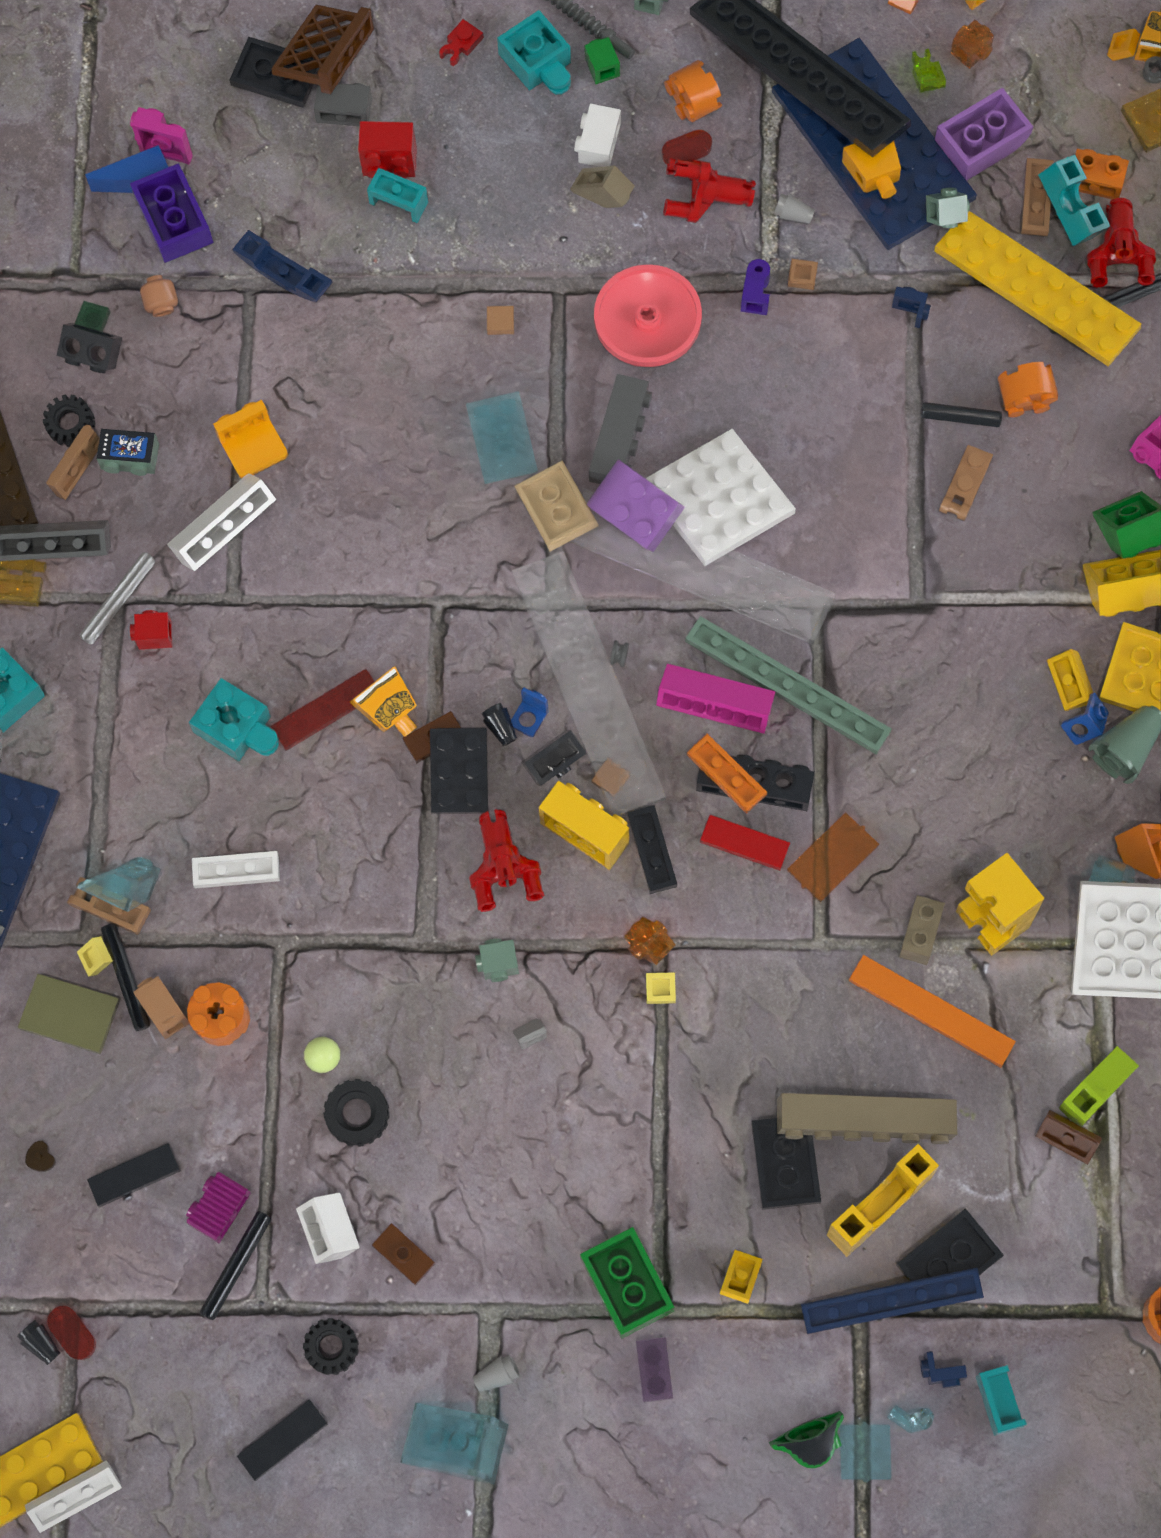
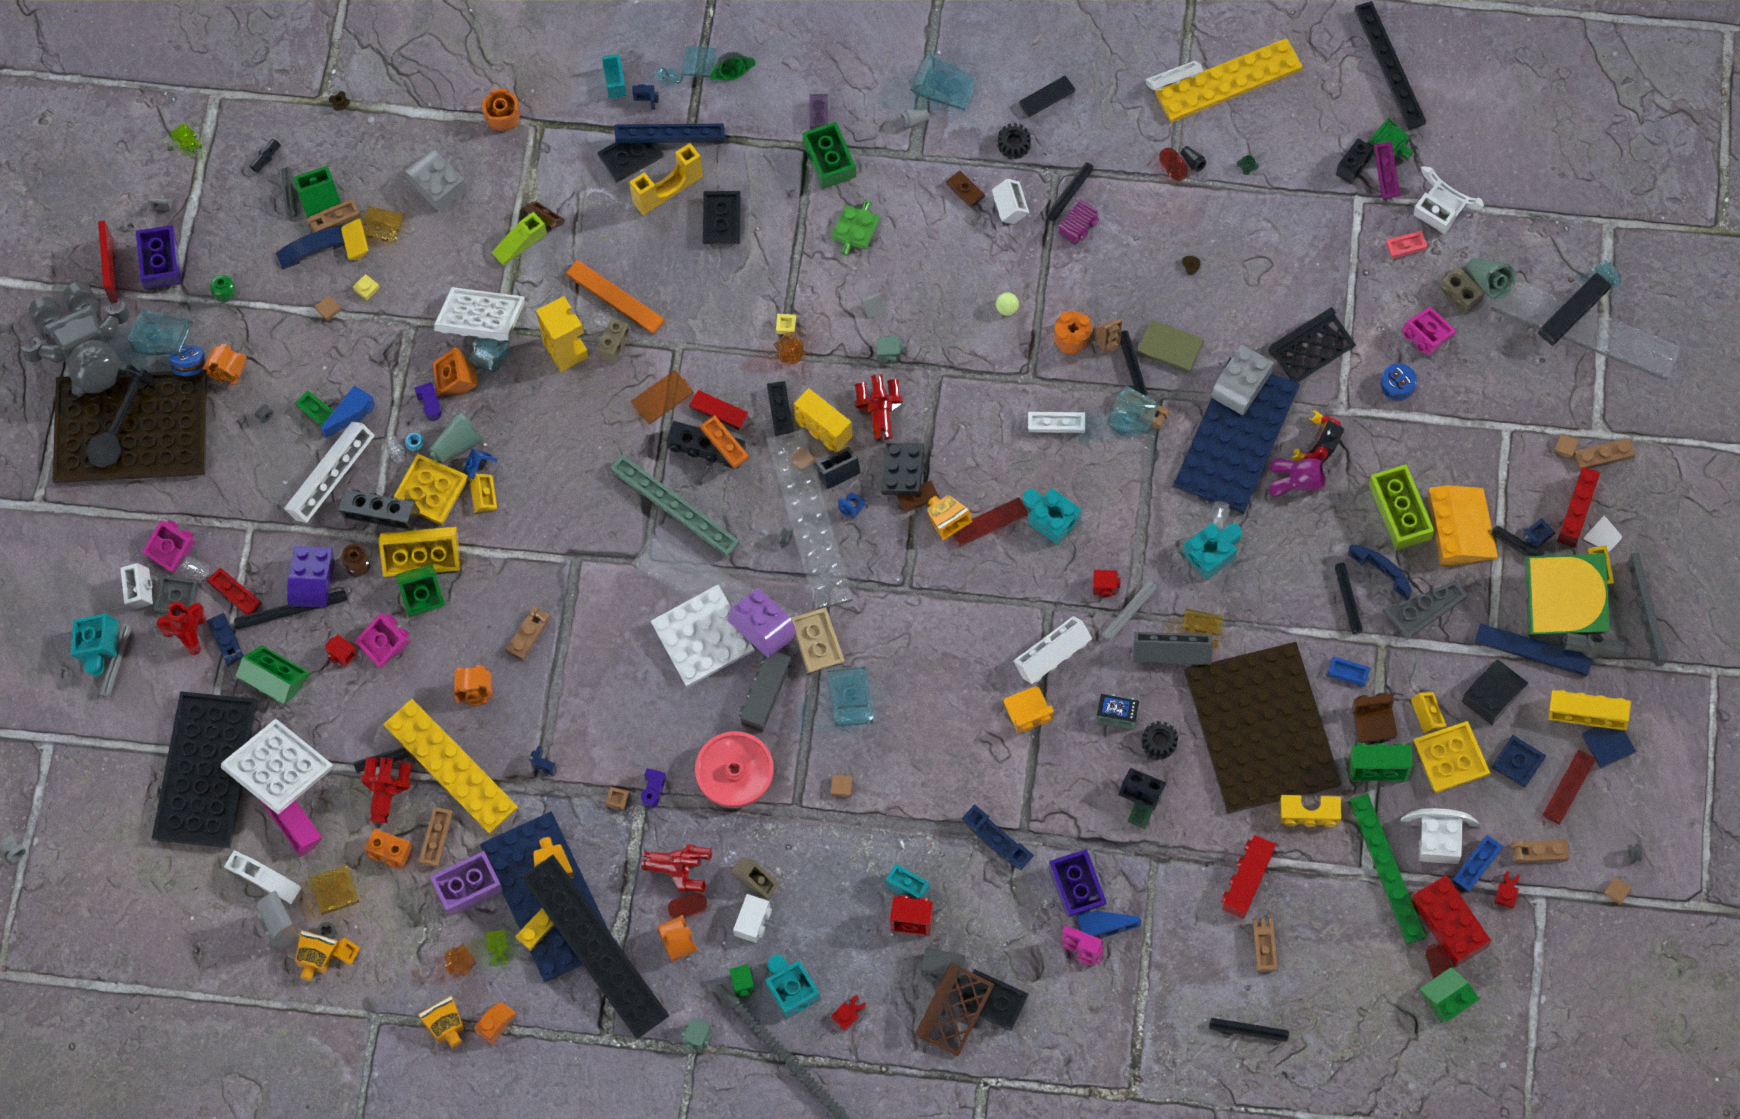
camera: 175 degrees left, 5 degrees down
(74, 462) = (1155, 709): medium nougat hinge -> none
(94, 956) = (1151, 376): light yellow plate -> none
(133, 1175) = (1131, 248): black tile -> none
(159, 296) = (1090, 825): nougat head -> none
(356, 1090) = (992, 282): black tyre -> none
(500, 724) = (872, 499): black cone -> none
(571, 1167) = (855, 227): none -> bright green plate
(715, 698) = (724, 501): dark pink brick -> none
(741, 1276) = (759, 151): yellow slope -> none
(793, 209) = (616, 846): light grey cone -> none
(866, 1117) = (667, 232): dark tan brick -> none
(886, 80) = (535, 930): none -> yellow plate
(947, 208) = (504, 826): brick -> none
(961, 414) = (522, 681): black axle -> none
(1062, 186) = (416, 831): teal arch -> none

